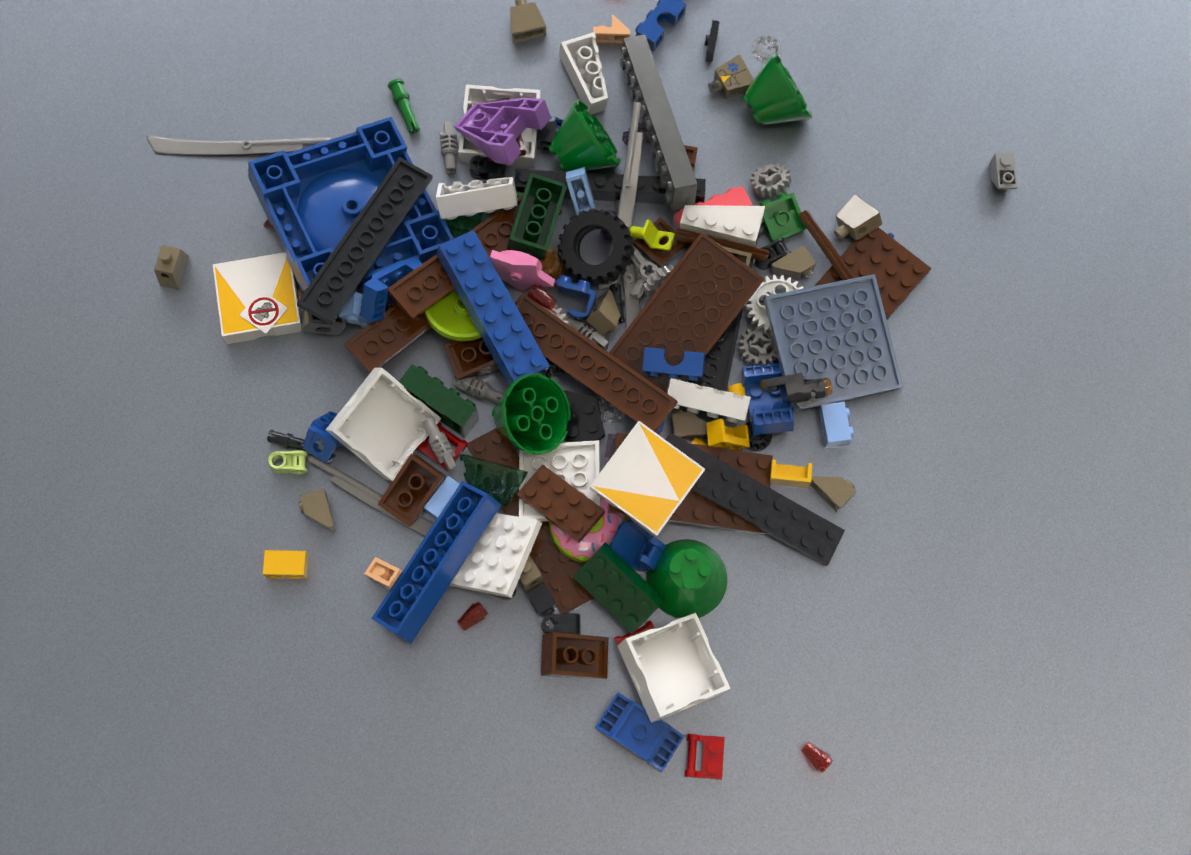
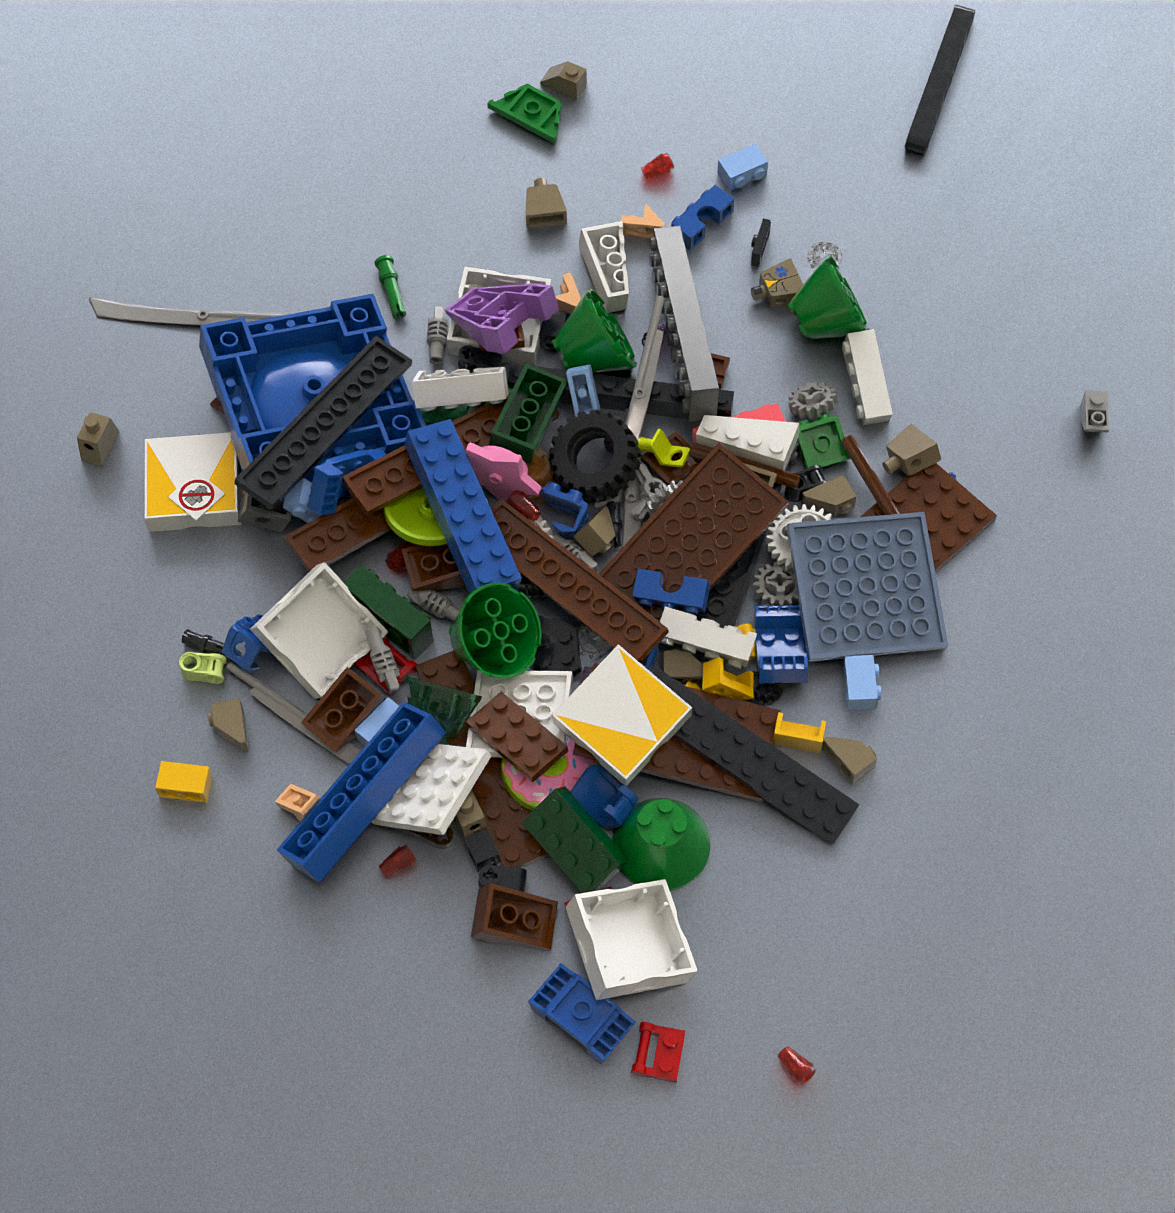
camera: 10 degrees right, 10 degrees down
(438, 350) = (395, 558): none -> clear red cone
(558, 105) = (570, 296): none -> light nougat slope
(797, 390) = (814, 634): black plate -> none
(813, 156) = (867, 377): none -> white wedge

